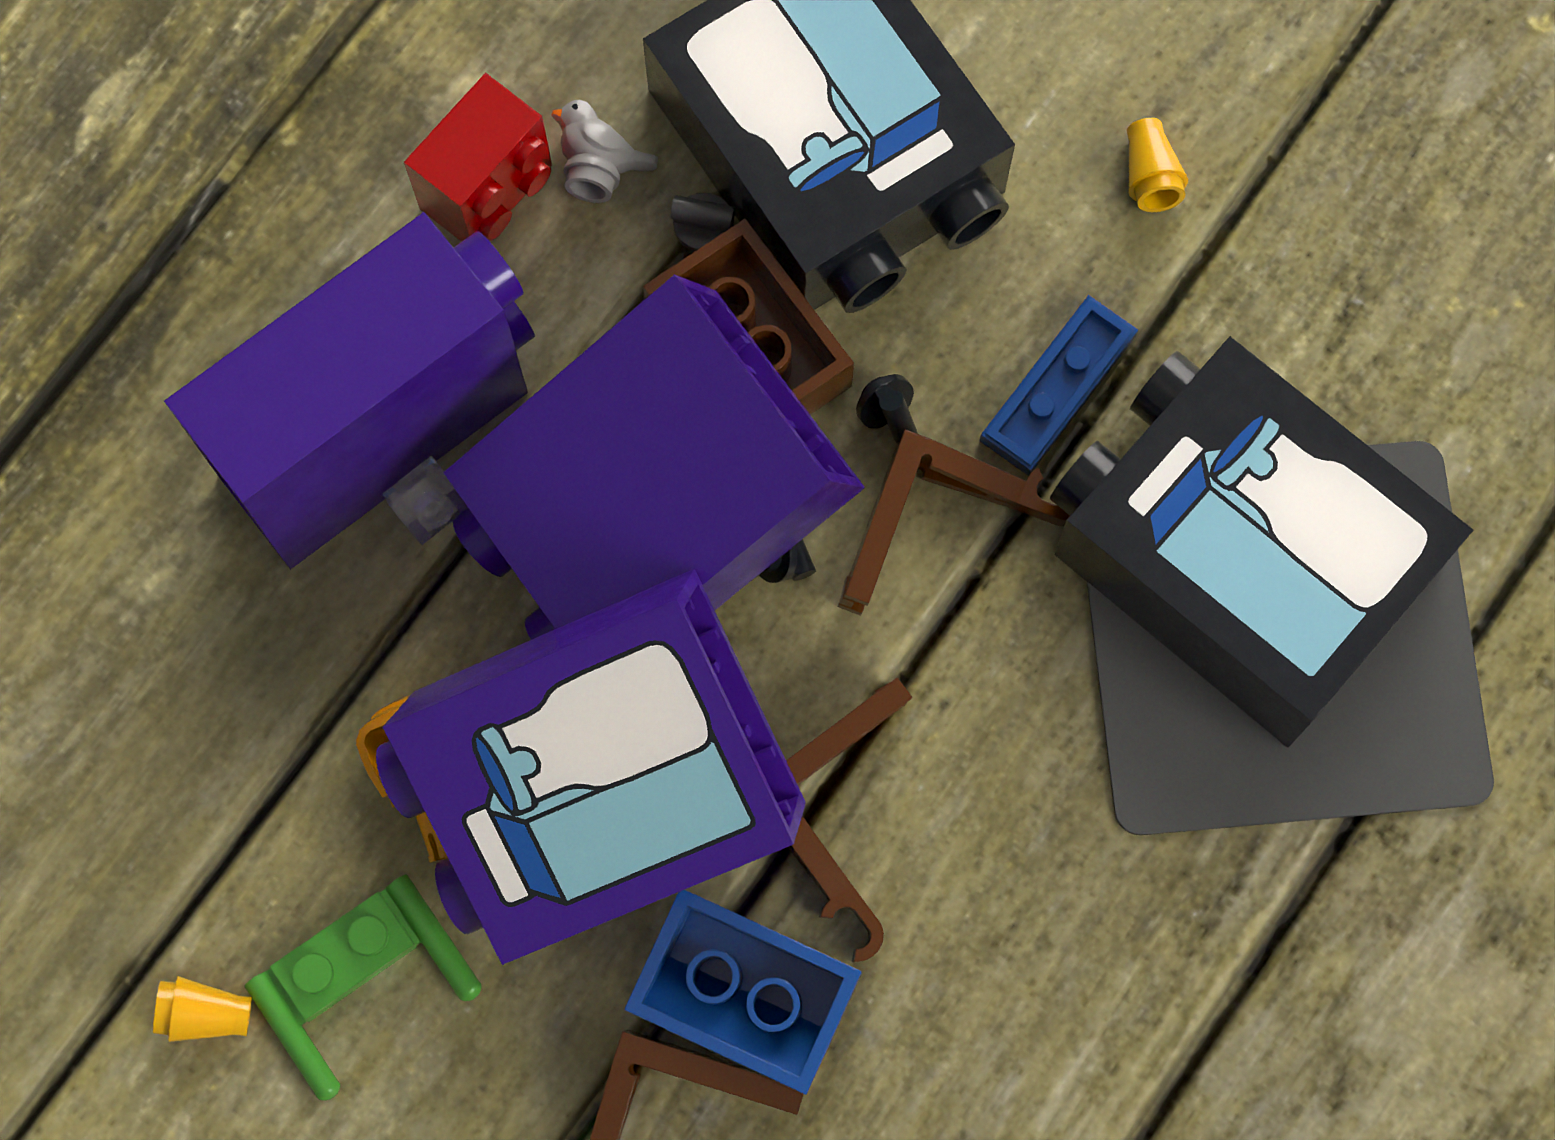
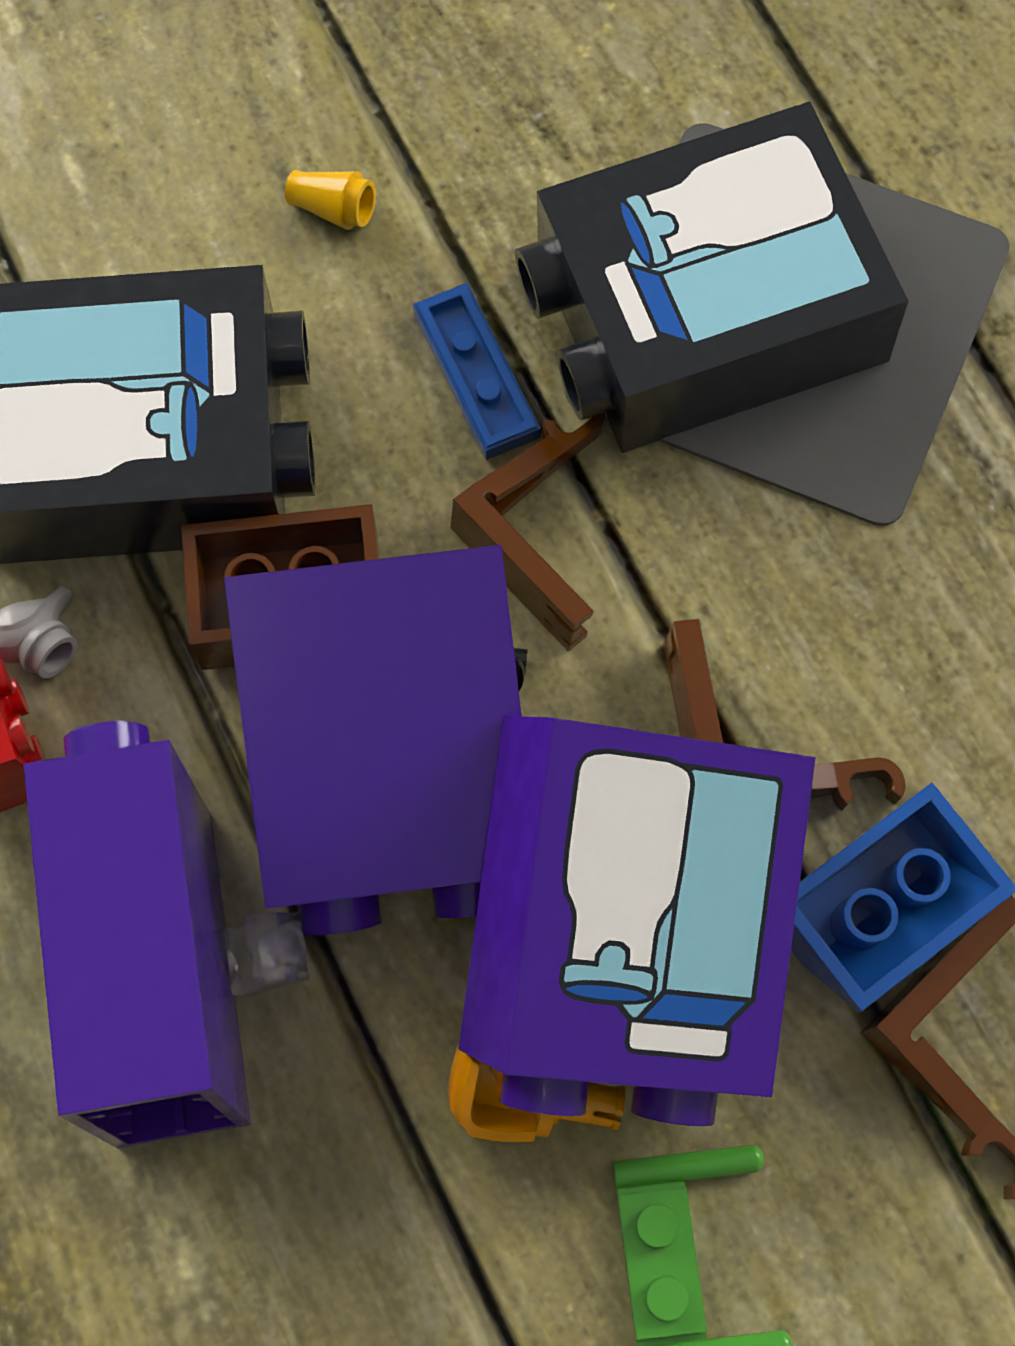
camera: 60 degrees left, 5 degrees down
(700, 218) = (150, 576): dark grey plate -> none
(887, 402) = (415, 508): black plate -> none

